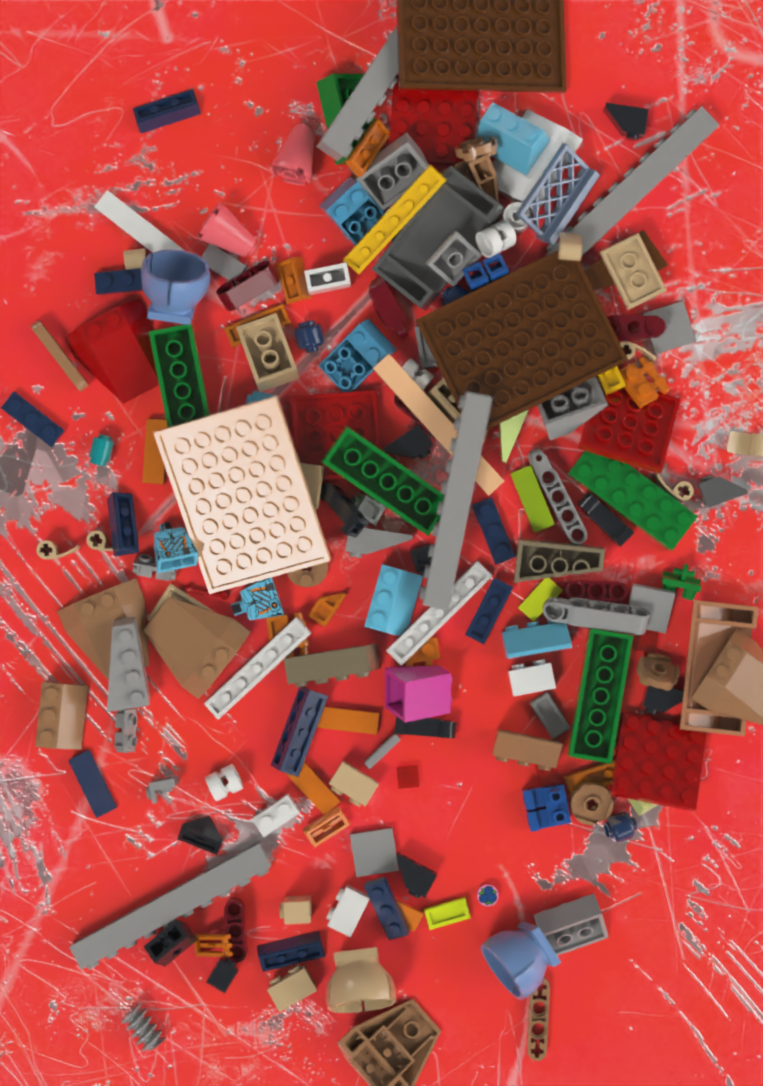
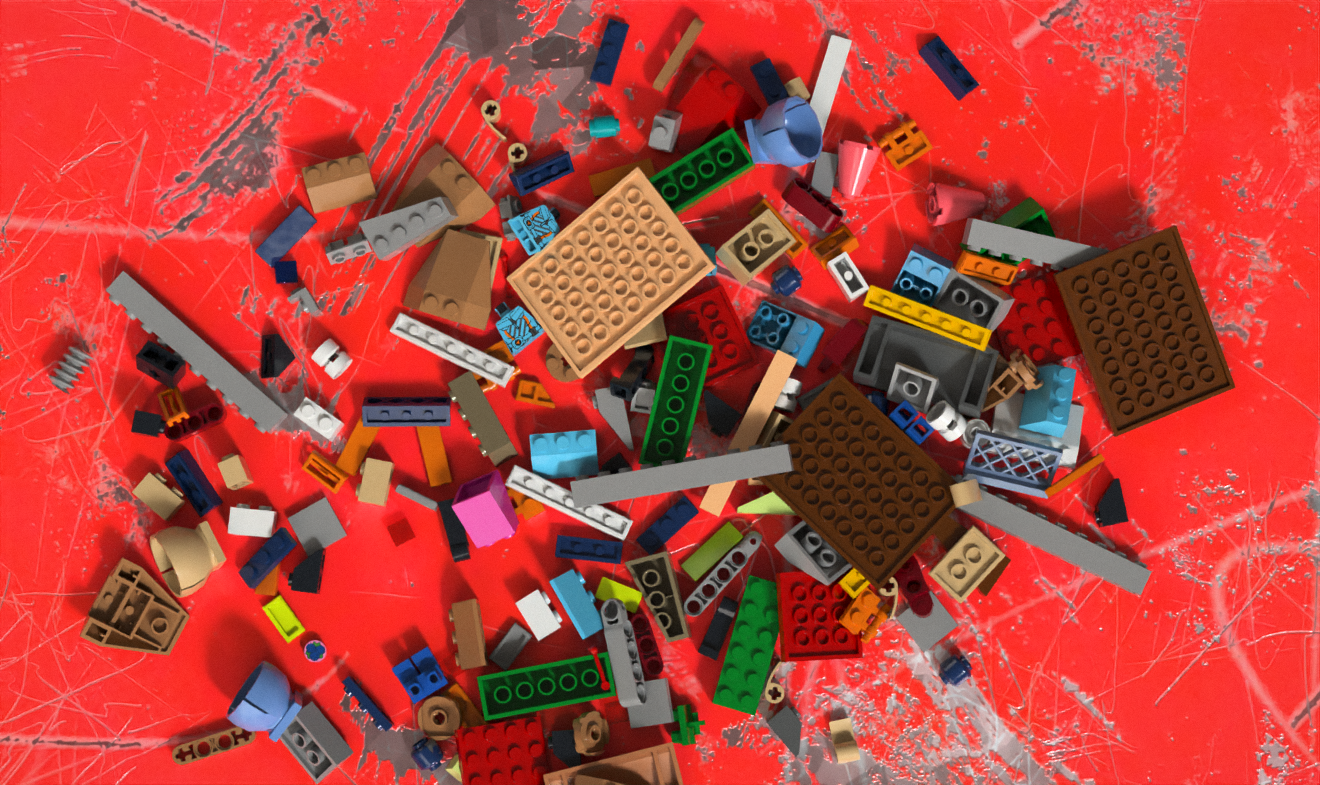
camera: 70 degrees right, 5 degrees down
(126, 796) = (285, 272): none -> clear blue tile
(127, 394) = (665, 131): none -> light grey torso
(230, 179) = (909, 149): none -> orange plate
(554, 865) = (367, 705): none -> dark blue plate
(588, 141) = (1073, 475): none -> orange tile
(620, 641) = (593, 650): none -> red hinge
(723, 319) = (955, 670): none -> dark blue head

